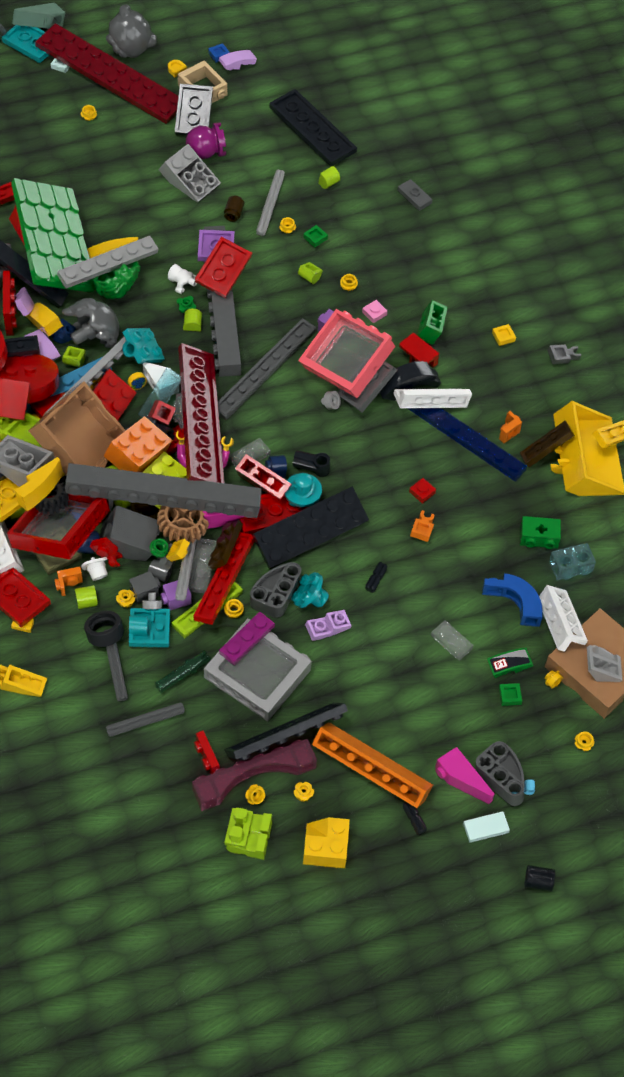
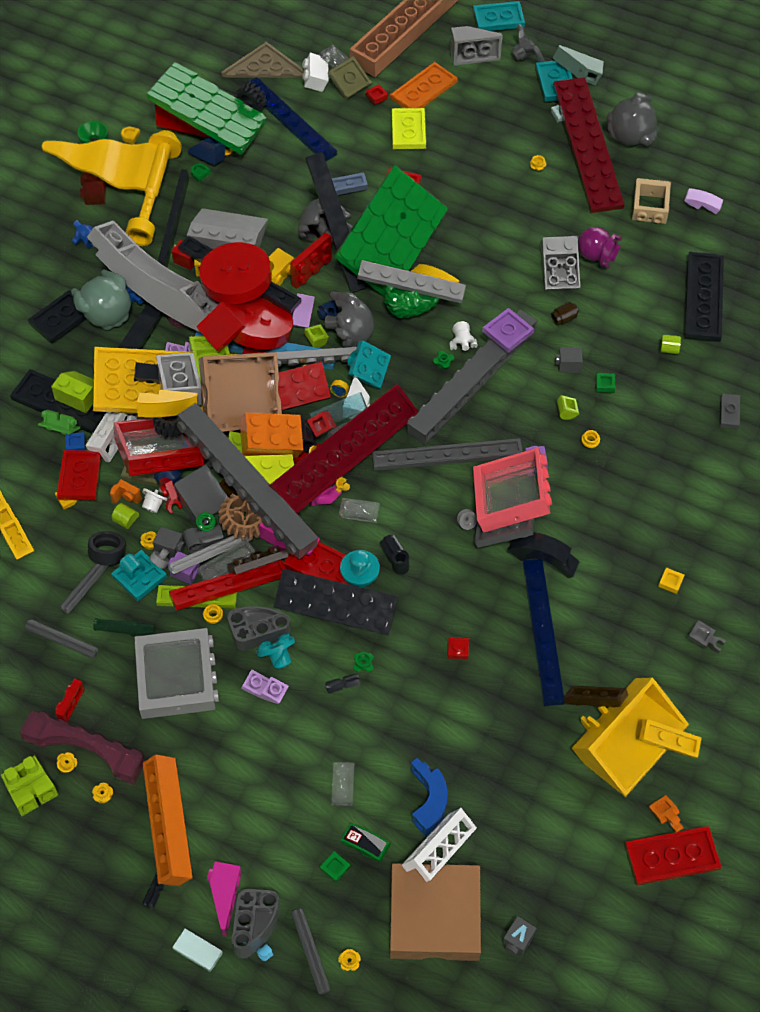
camera: 50 degrees right, 0 degrees up
(24, 302) = (324, 268): lavender slope -> none
(44, 319) = (320, 290): yellow slope -> none
(176, 67) = (648, 172): yellow tile -> none
(178, 550) = (215, 535): yellow plate -> none
(192, 320) = (434, 375): lime brick -> none
(193, 107) = (619, 212): plate -> none
(217, 51) = (694, 183): blue plate -> none
(223, 267) = (491, 349): red plate -> none
(246, 638) = (186, 641): magenta plate -> none
(262, 477) = (340, 531): slope -> none
(270, 202) = (602, 329): light grey axle -> none
(275, 237) = (569, 359): none -> dark grey brick
(277, 464) = (364, 534): dark blue plate -> none
(280, 733) = (141, 737): black plate -> none
(287, 225) = (593, 354): yellow plate -> none
(326, 842) = (70, 845): yellow slope -> none
(373, 546) = (363, 656): none -> green plate
(374, 311) = (586, 478): bright pink plate -> none
(419, 350) = (580, 536): red panel -> none
(422, 527) = (421, 677): orange plate -> none
(432, 322) = (618, 522): green brick -> none
(432, 398) = (546, 581): white fence -> none
(510, 428) = (585, 660): orange bracket -> none
(540, 532) = (509, 753): green brick -> none
(553, 679) = (383, 887): yellow plate -> none
(555, 759) = (310, 951): none -> dark grey axle
(571, 558) = (512, 805): clear light blue brick -> none
(603, 664) = (423, 910): light grey slope -> none

